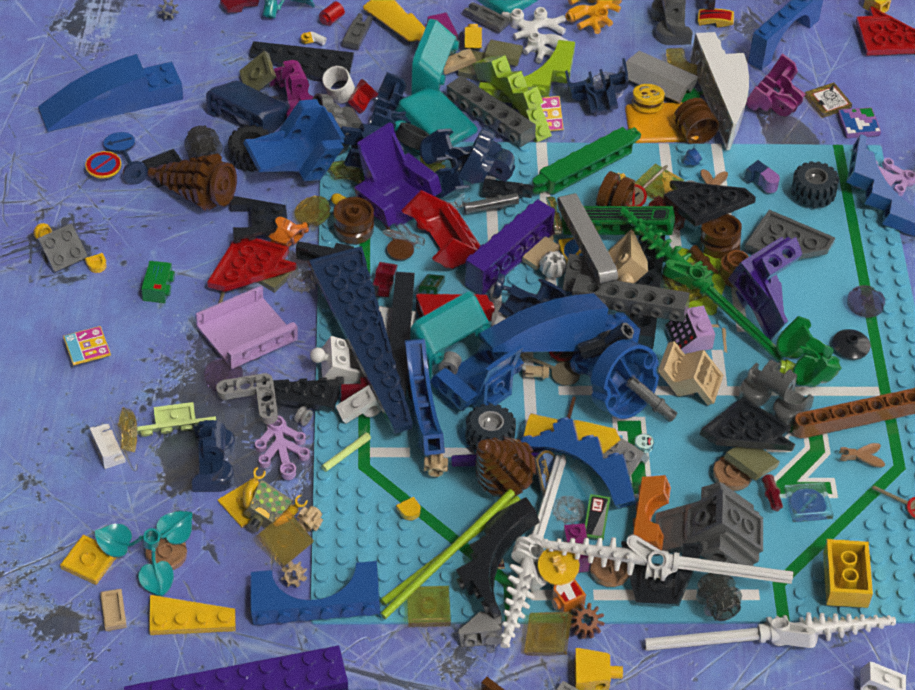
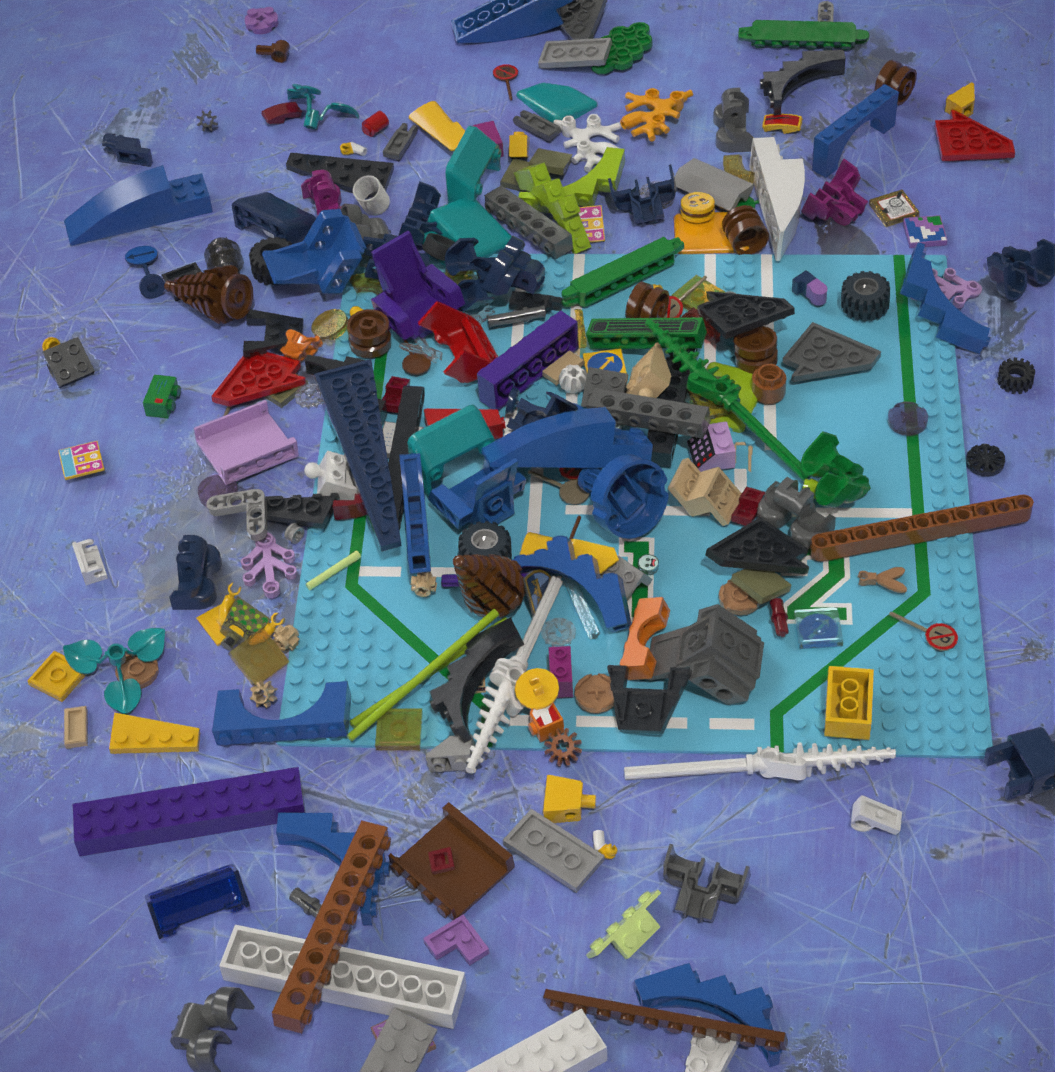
camera: 10 degrees right, 0 degrees up
(93, 37) = (127, 150): none -> dark blue plate
(96, 263) = (103, 377): yellow tile -> none
(103, 164) = (121, 278): piece -> none
(128, 427) = (112, 545): clear yellow tile -> none
(171, 418) = (157, 534): yellowish green bracket -> none
(258, 71) = (290, 183): olive tile -> none
(359, 403) = (351, 520): white plate -> none
(361, 96) = (395, 207): red slope -> none
(409, 509) = (391, 629): yellow tile -> none
(435, 284) = (440, 399): dark green tile -> none
(451, 362) = (451, 479): light grey wheel -> none
(459, 61) = (499, 171): tan hinge -> none
(537, 371) = (543, 489): tan pin -> none
(548, 633) = (520, 759): clear yellow tile -> none
(587, 238) = (608, 351): light grey beam -> none
(597, 516) = (586, 640): slope -> none
(603, 340) = (597, 462): black piece -> none
(642, 552) = (624, 677): white piece -> none
(657, 404) = (666, 524): dark grey pin -> none
(692, 157) = (736, 268): blue plate -> none
(699, 256) = (734, 374): reddish brown pin -> none
(718, 180) = (763, 291): medium nougat piece -> none
(719, 596) = (705, 723): clear smoke piece -> none
(730, 386) = (748, 505): none -> dark red slope
(759, 285) = (778, 394): dark purple piece -> none
(851, 344) = (886, 463): black dish -> none

